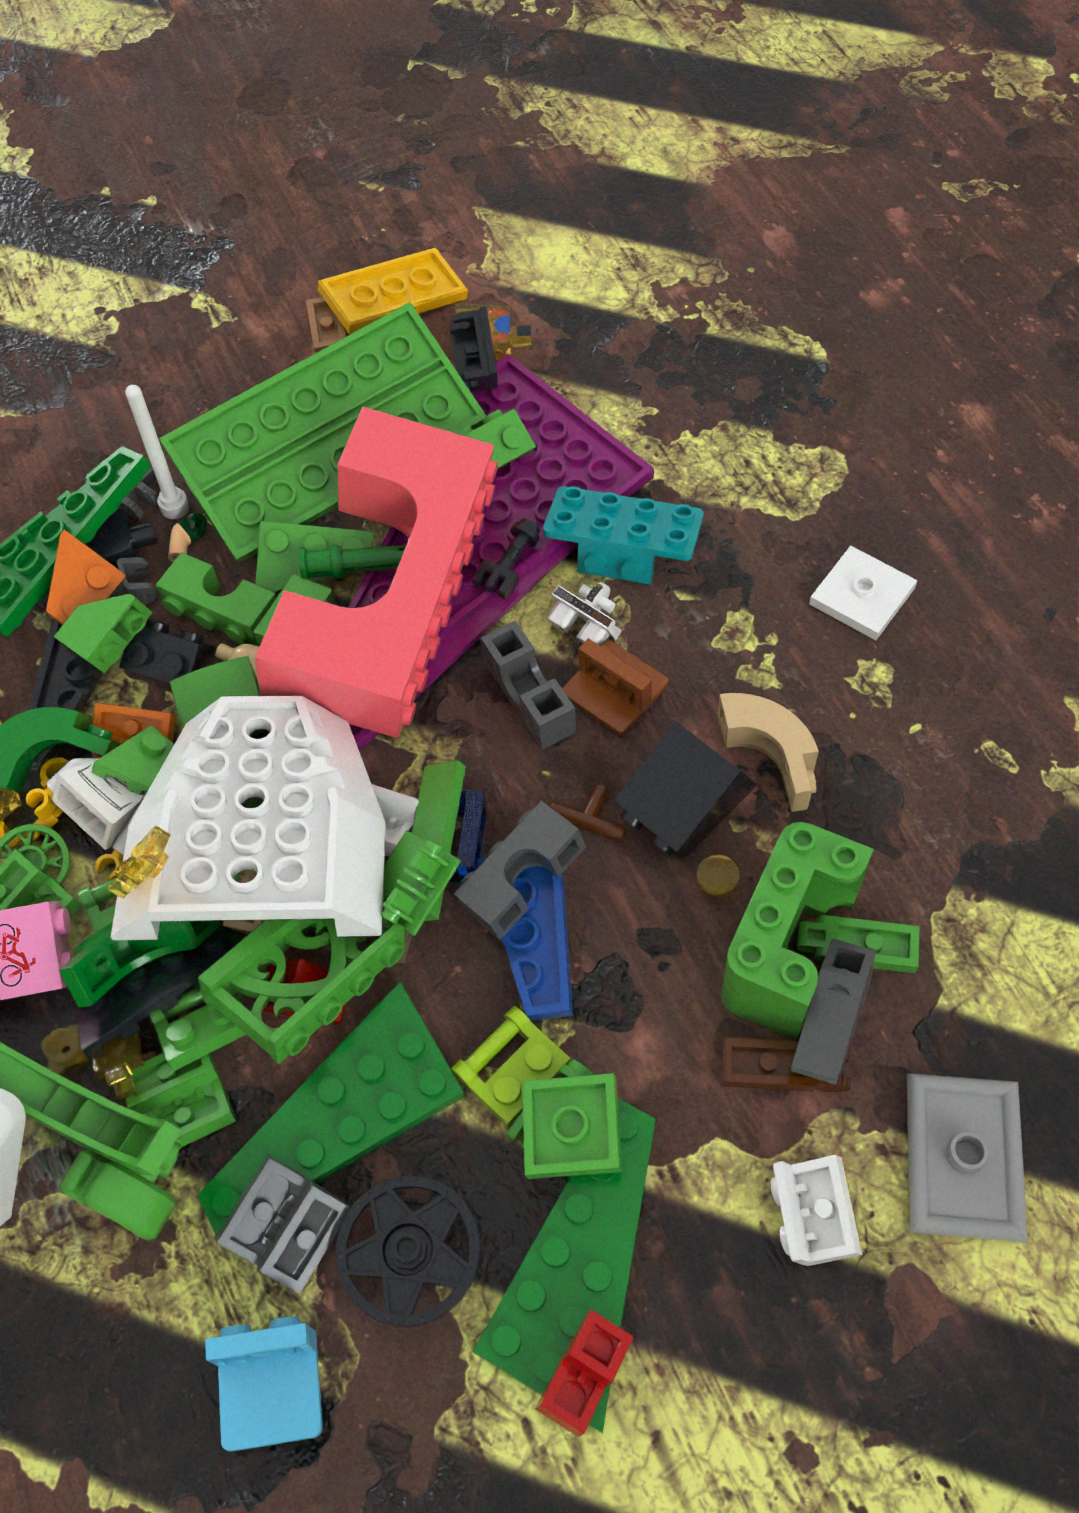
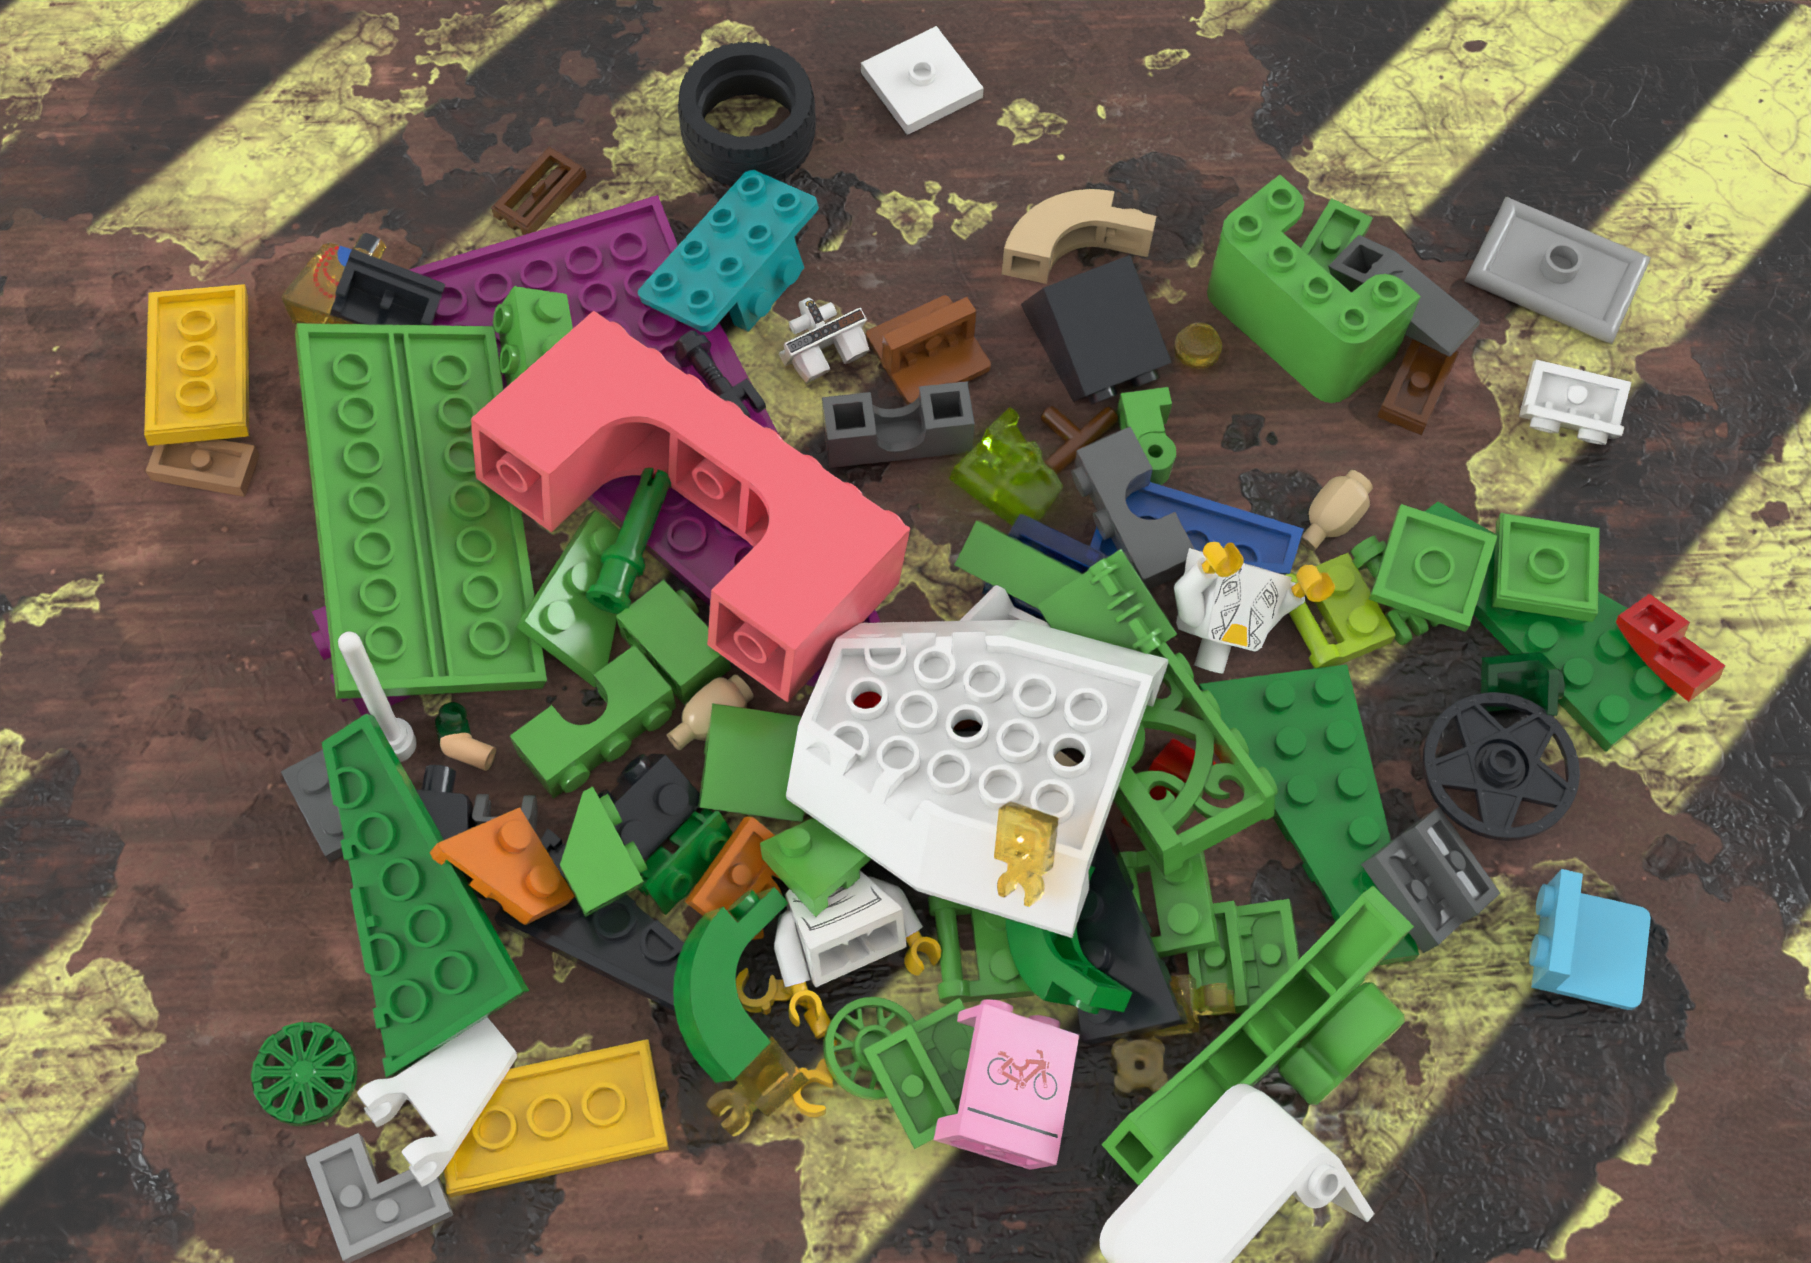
camera: 75 degrees left, 5 degrees up
(131, 690) = (673, 876): none -> green hinge
(468, 973) = (1237, 602): none -> white torso
(501, 1245) = (1525, 676): none -> dark green bracket
(533, 776) = (1008, 472): none -> clear neon green slope
(610, 862) = (1146, 414): none -> bright green leg
(611, 1036) = (1337, 508): none -> tan plant
(620, 1230) = (1546, 567): none -> bright green plate
(624, 411) = (545, 196): none -> reddish brown tile
(759, 457) = (746, 71): none -> black tyre

